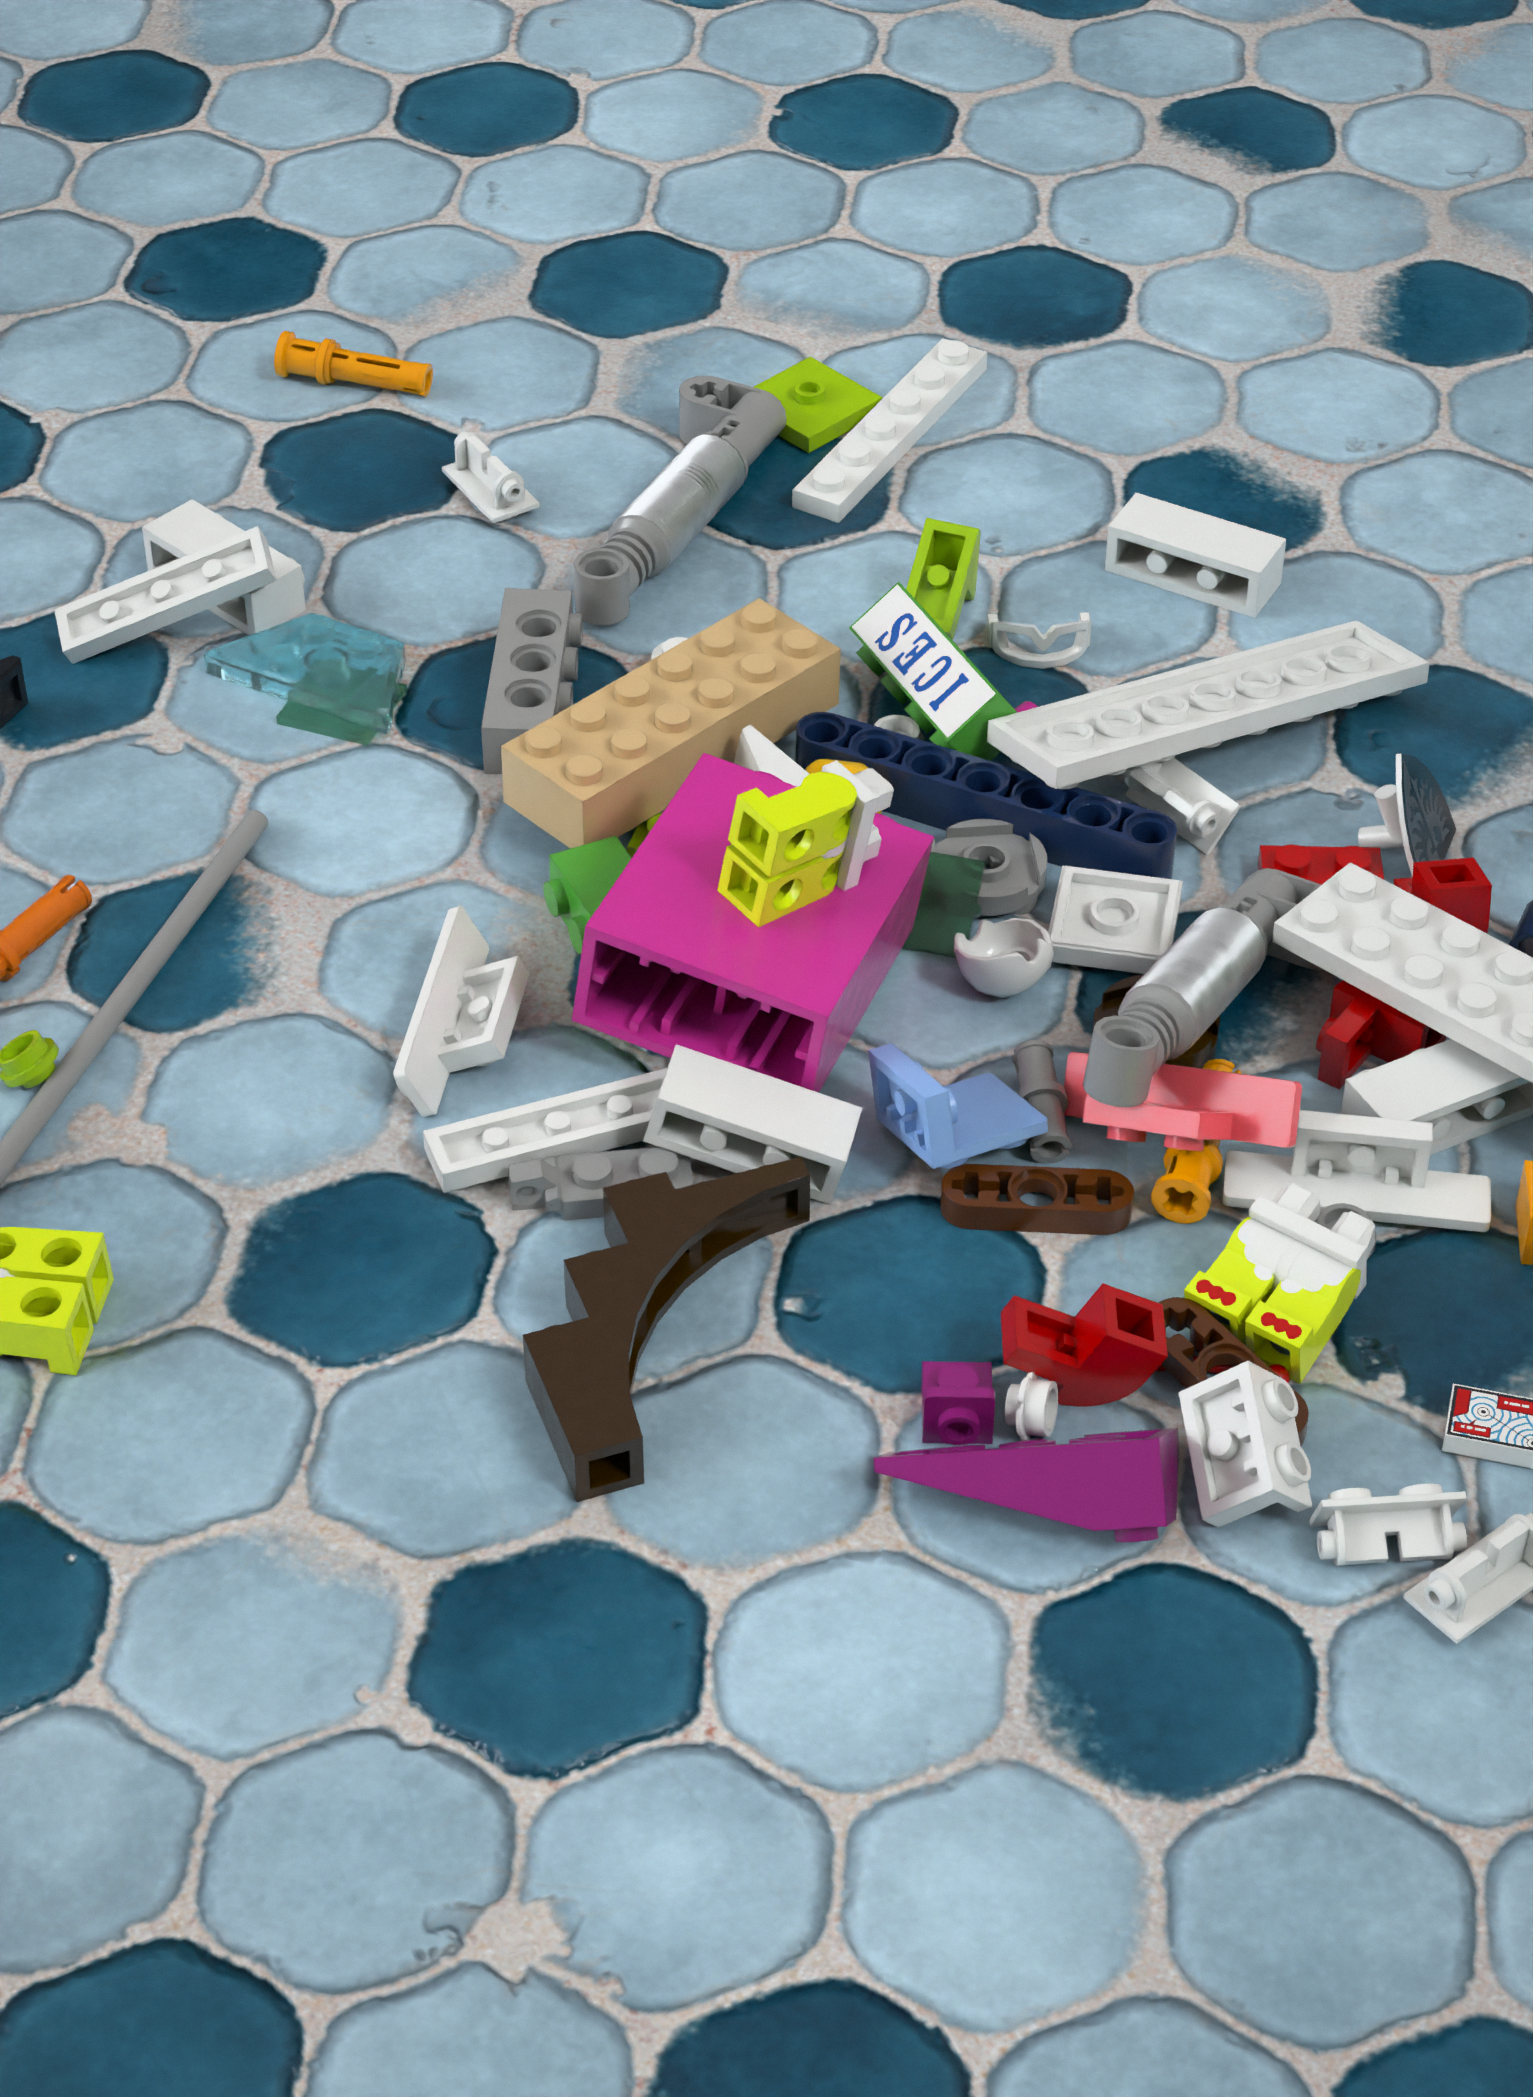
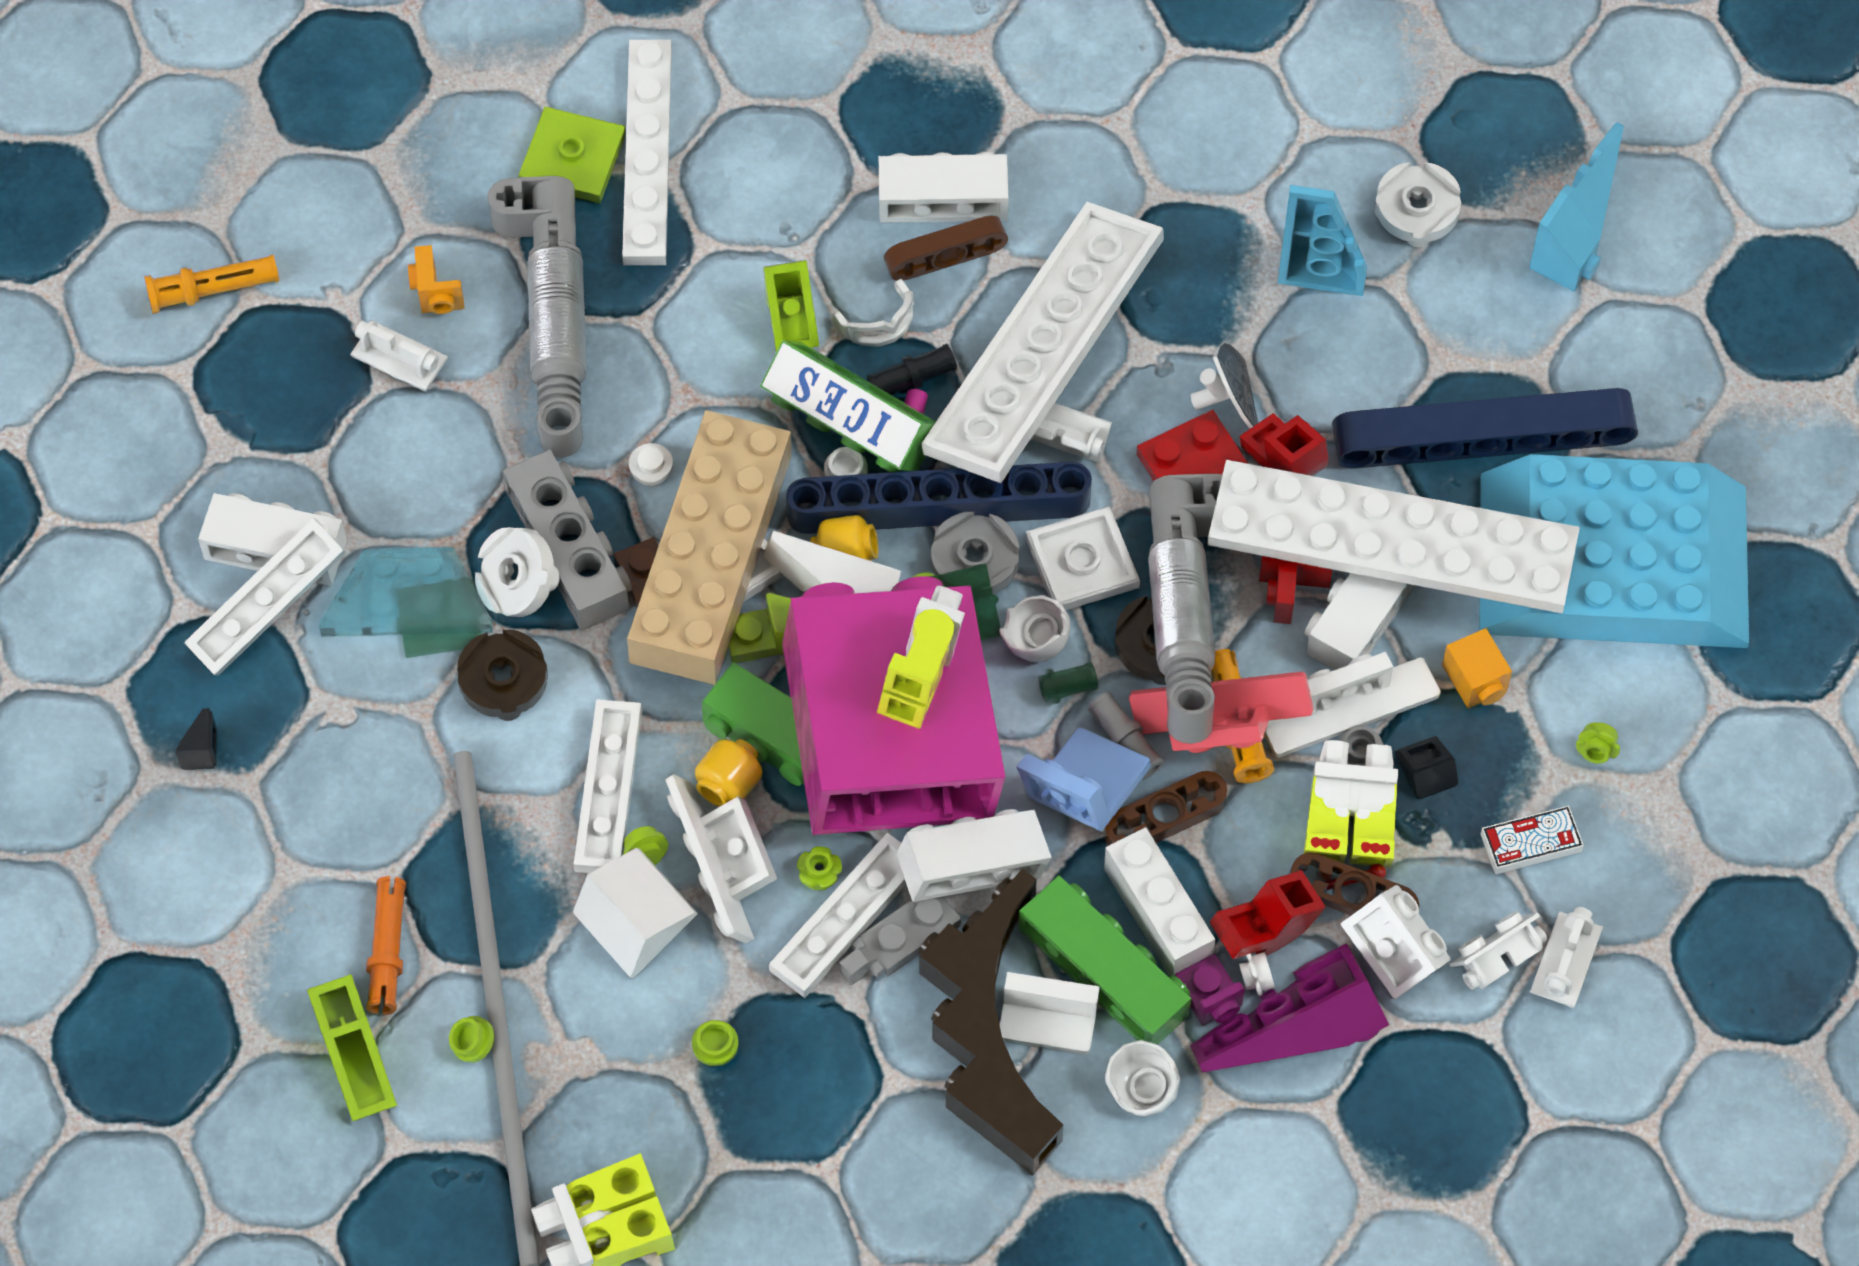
camera: 30 degrees left, 20 degrees up
(299, 1185) = (715, 1043): none -> lime plate
(310, 1011) = (632, 910): none -> white slope
(378, 971) = (649, 840): none -> lime plate
(385, 904) = (607, 784): none -> white plate
(387, 772) = (508, 697): none -> dark brown plate
(449, 679) = (535, 575): none -> white plate
(533, 931) = (728, 771): none -> yellow head
(564, 1073) = (819, 879): none -> lime plate
(571, 440) = (433, 295): none -> light orange bracket
(730, 1331) = (1049, 1013): none -> white panel
(790, 1443) = (1142, 1078): none -> white hair
(840, 1310) = (1098, 954): none -> bright green brick
(953, 1269) = (1158, 902): none -> white brick
(1006, 1022) = (1067, 682): none -> clear green pin
(1039, 686) = (914, 370): none -> black pin
(1178, 589) = (945, 248): none -> reddish brown beam
(1423, 1298) = (1428, 767): none -> black slope

